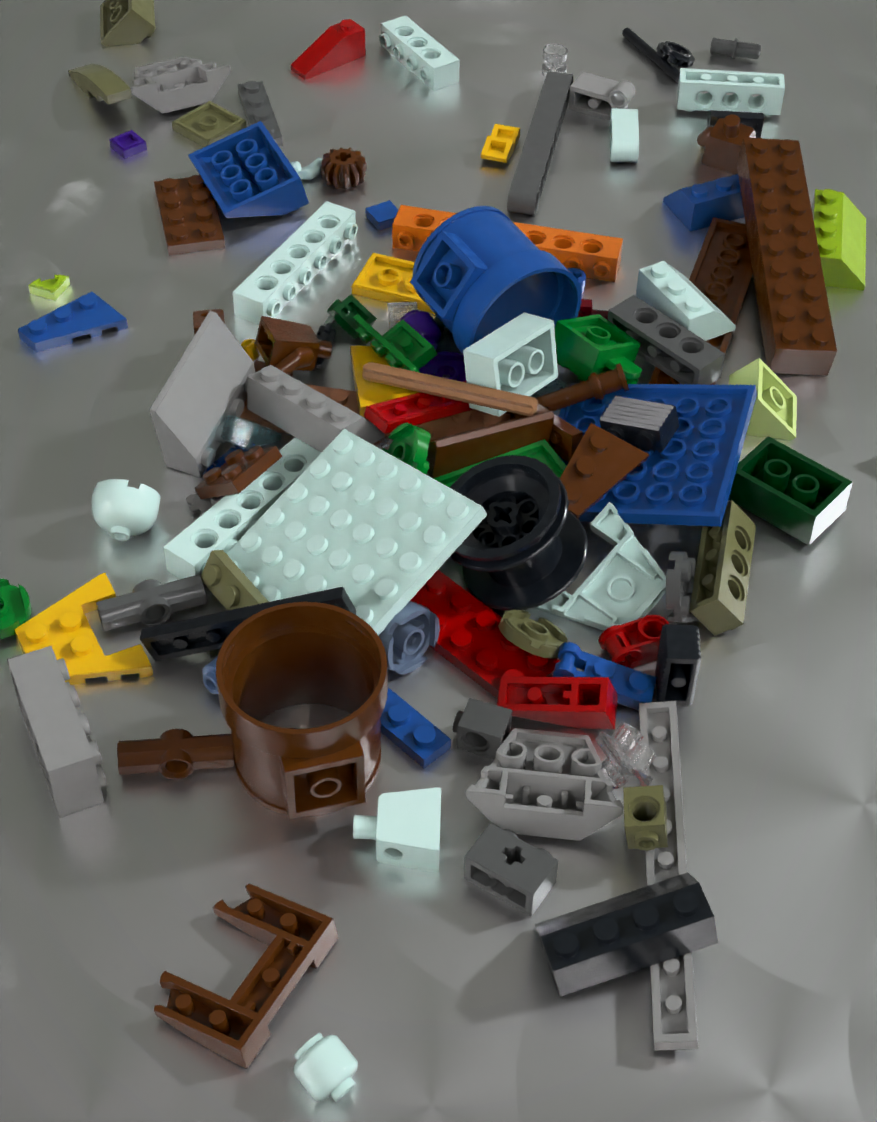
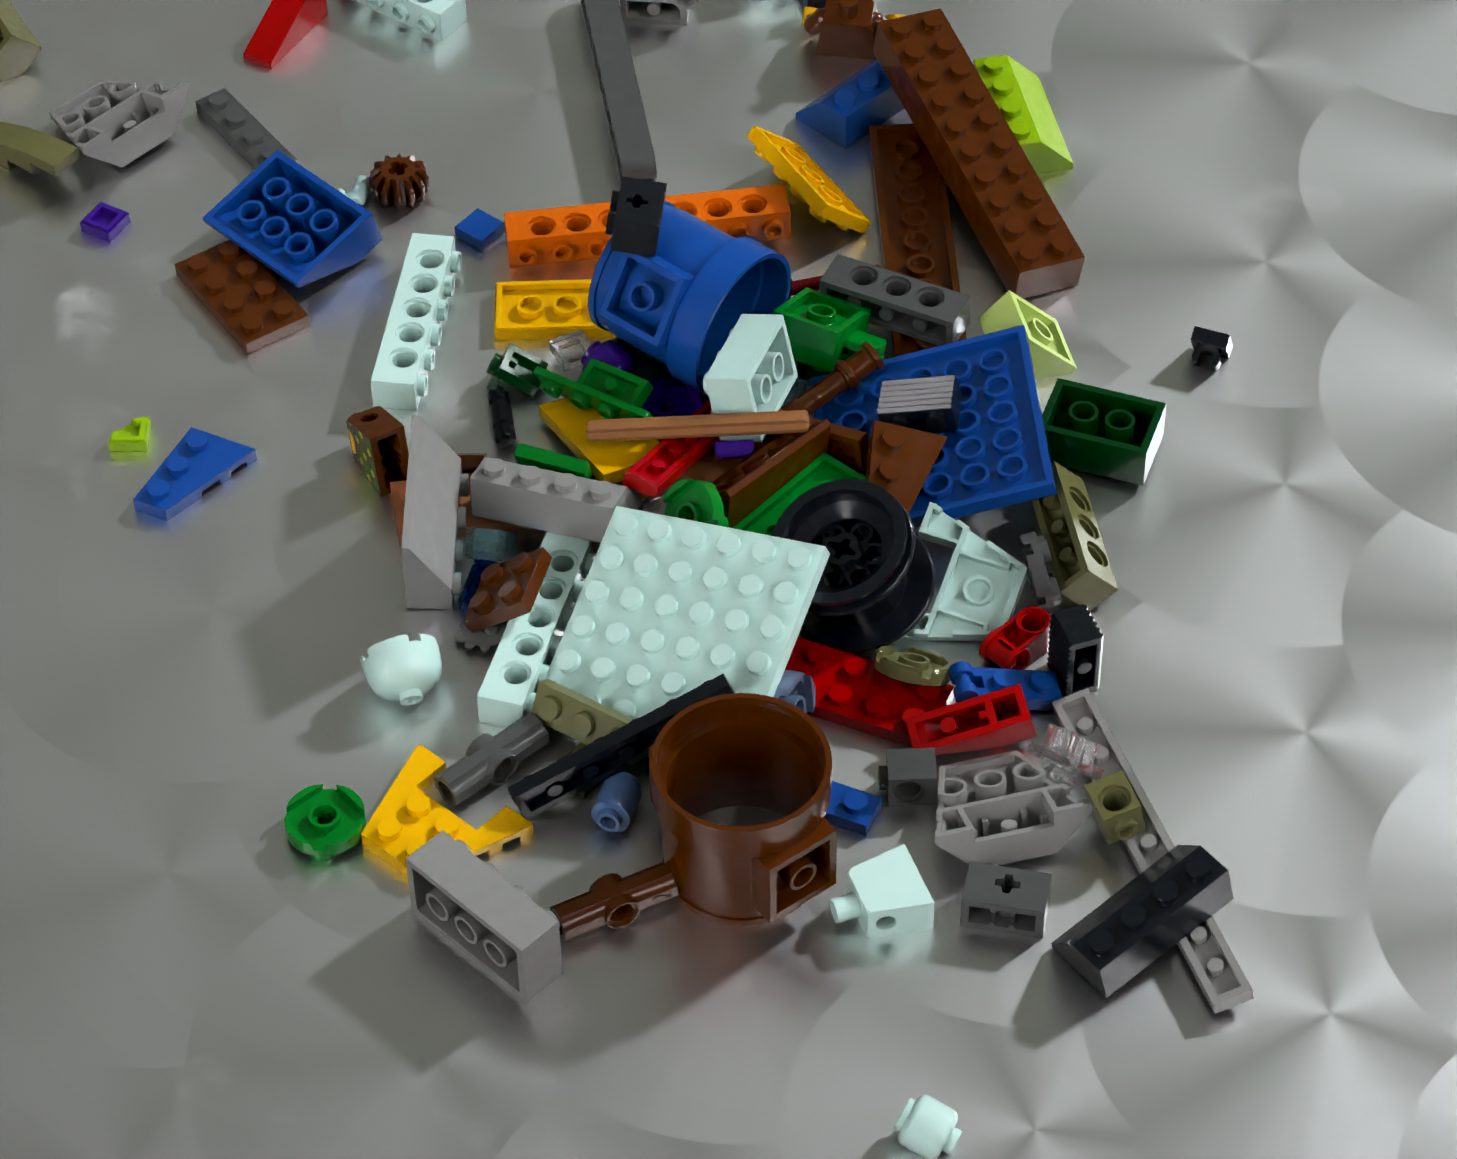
camera: 20 degrees left, 0 degrees up
(208, 124) = (191, 167): olive tile -> none
(239, 1026) = (826, 1121): reddish brown wedge -> none
(287, 345) = (477, 427): reddish brown torso -> none
(328, 387) = (552, 461): none -> green tile
(461, 210) = (636, 216): none -> black brick
(475, 417) = (733, 449): none -> dark purple tile
(501, 143) = (568, 94): yellow slope -> none
(624, 135) = (711, 43): light aqua beam -> none
(640, 232) = (808, 180): none -> yellow plate
(681, 301) = (886, 244): light aqua slope -> none

